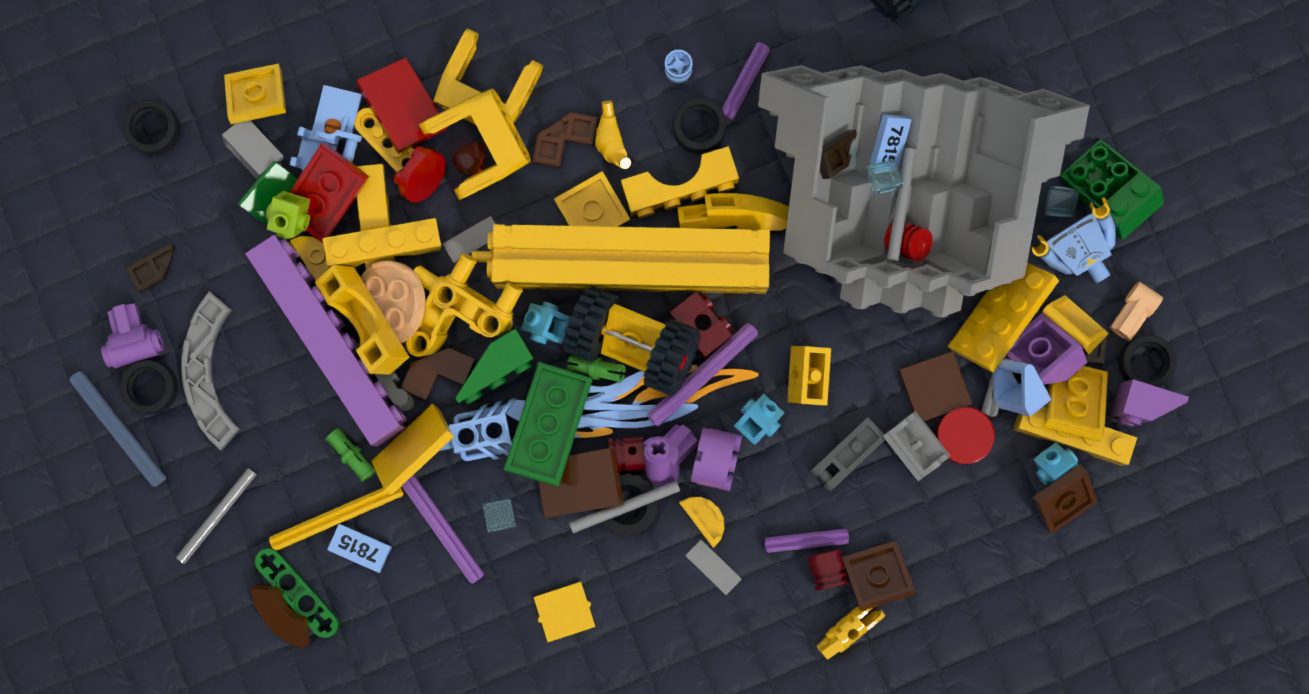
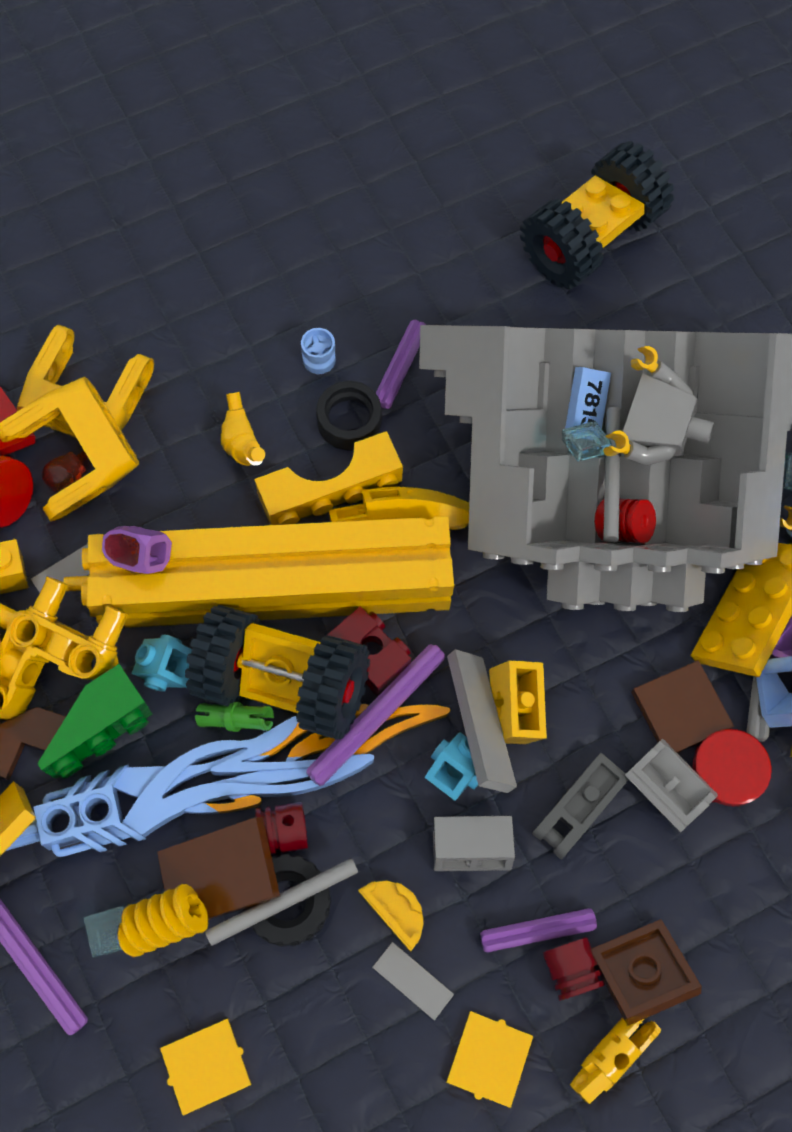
camera: 10 degrees left, 15 degrees down
(531, 243) = (137, 549): none -> medium lavender rock
(539, 513) = (162, 920): none -> yellow piece
(548, 424) = (170, 797): green tile -> none
(571, 128) = (167, 448): reddish brown tile -> none
(592, 204) = (219, 508): yellow tile -> none
(665, 454) = (335, 822): medium lavender piece -> none
(716, 458) = (403, 823): medium lavender brick -> none
(762, 624) = (490, 1059): none -> yellow piece
(765, 475) = (473, 843): none -> light grey hinge
(779, 387) = (481, 722): none -> light grey tile
(836, 154) = (523, 419): dark brown tile -> none
(943, 165) = (659, 416): none -> light grey torso

